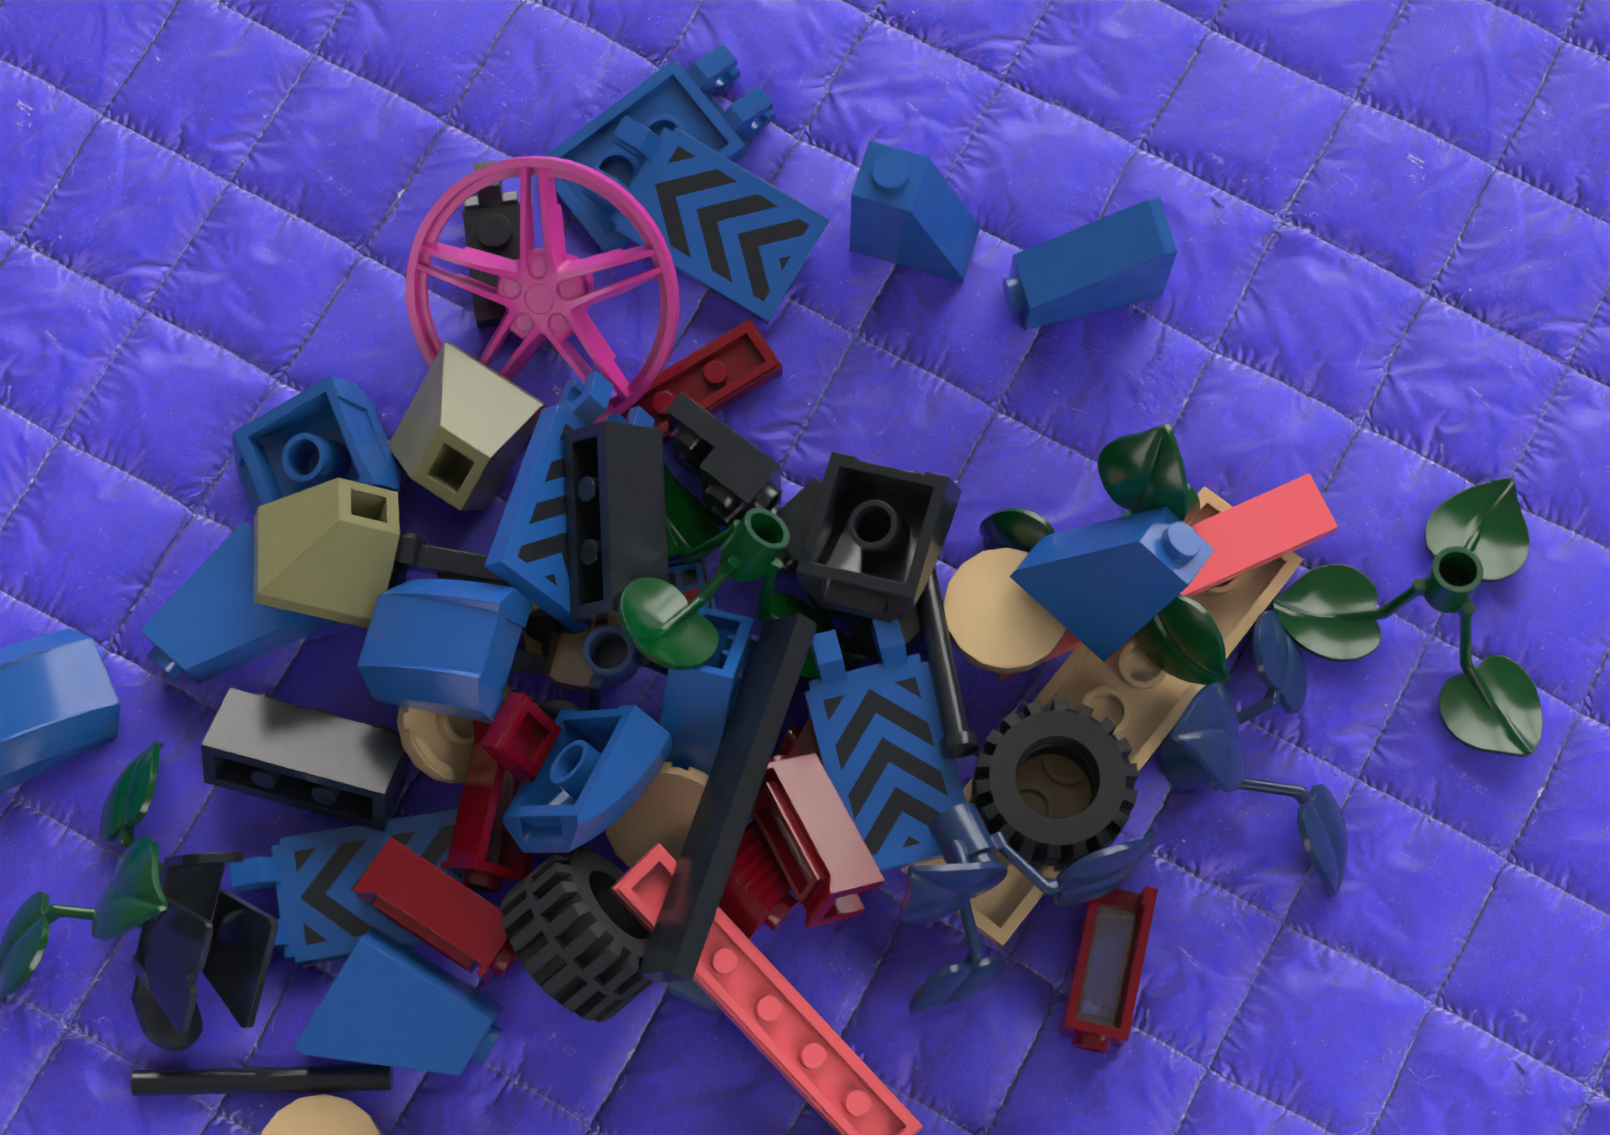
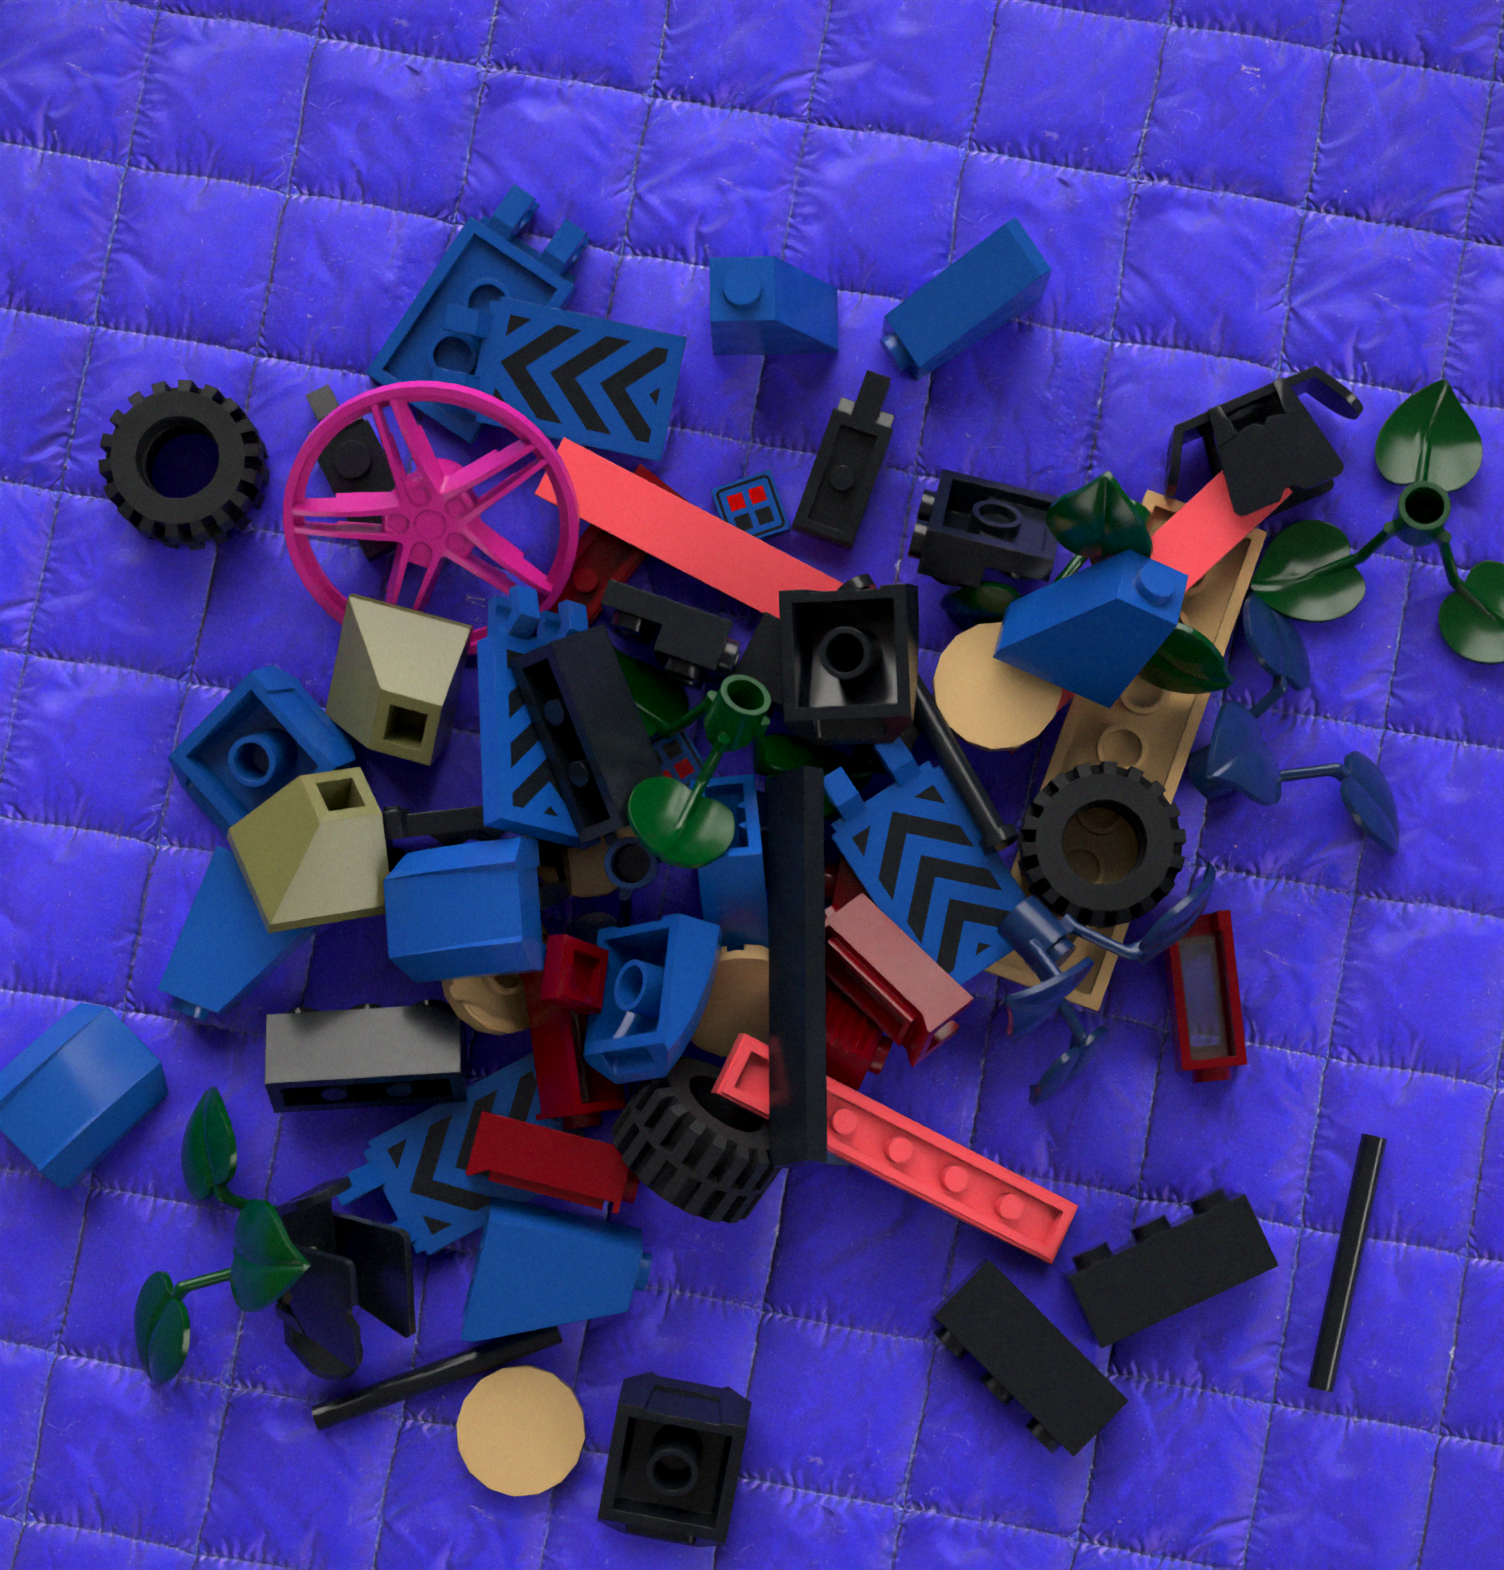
camera: 15 degrees left, 10 degrees up
(335, 144) = (153, 424): none -> black tyre
(758, 380) = (682, 533): none -> coral tile
(835, 391) = (752, 506): none -> tile
(935, 379) = (846, 466): none -> black hinge
(1036, 461) = (979, 526): none -> black plate
(1331, 477) = (1268, 442): none -> black piece

